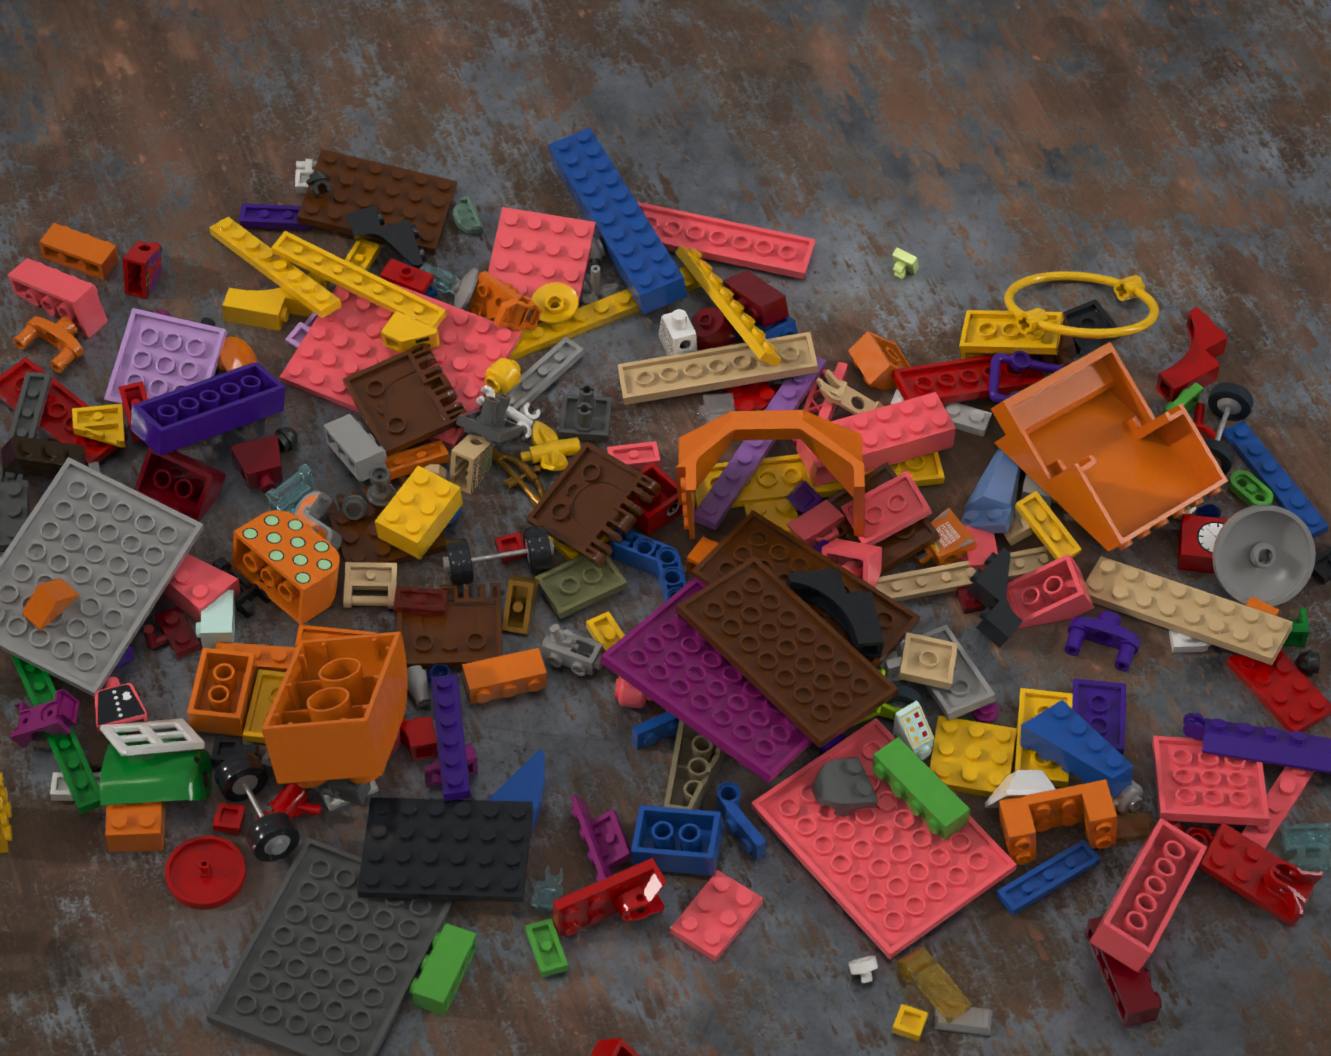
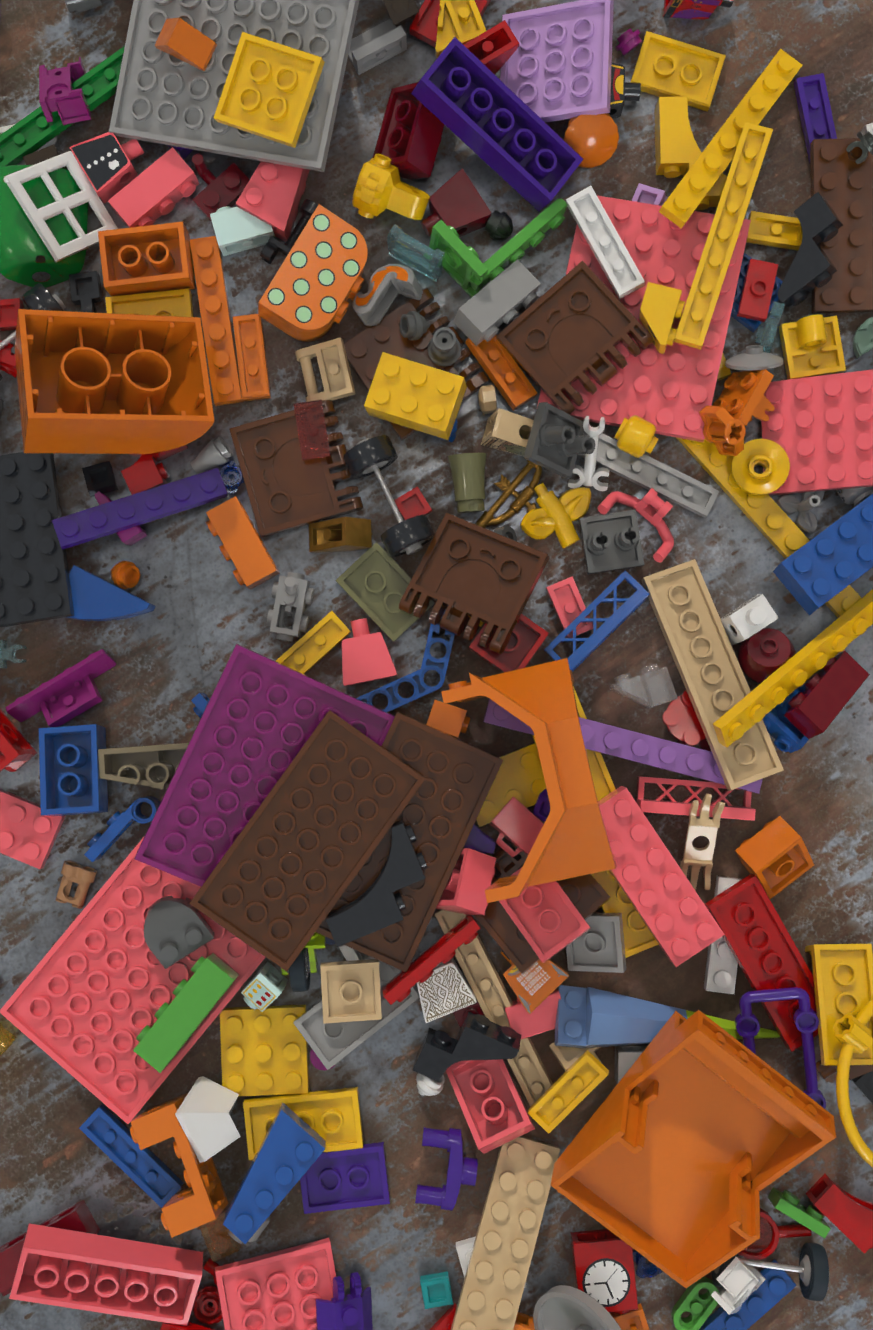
camera: 80 degrees right, 35 degrees up
(123, 541) = (269, 89): none -> yellow plate
(160, 678) = (155, 191): none -> coral brick
(199, 294) = (678, 70): none -> yellow tile
(225, 507) = (382, 189): none -> yellow piece
(319, 453) = (463, 262): none -> bright green bracket
(331, 362) = (605, 242): none -> white plate
(409, 774) = (100, 478): none -> black plate
(463, 253) = (812, 347): none -> yellow plate
(502, 501) = (468, 481): none -> olive plant
(502, 773) = (125, 574): none -> orange plate
(572, 387) = (651, 514): none -> coral piece
(632, 602) = (365, 656): none -> coral torso
(655, 430) = (607, 628): none -> blue fence
(776, 867) = (79, 874): none -> medium nougat piece
(911, 597) = (423, 966): none -> red plate
(934, 485) = (599, 947): none -> light grey plate
(943, 606) = (445, 991): none -> torso
(1025, 638) = (428, 1086): none -> white plate
(1211, 672) = (436, 1290): none -> teal tile
(1222, 436) = (739, 1283): none -> white piece

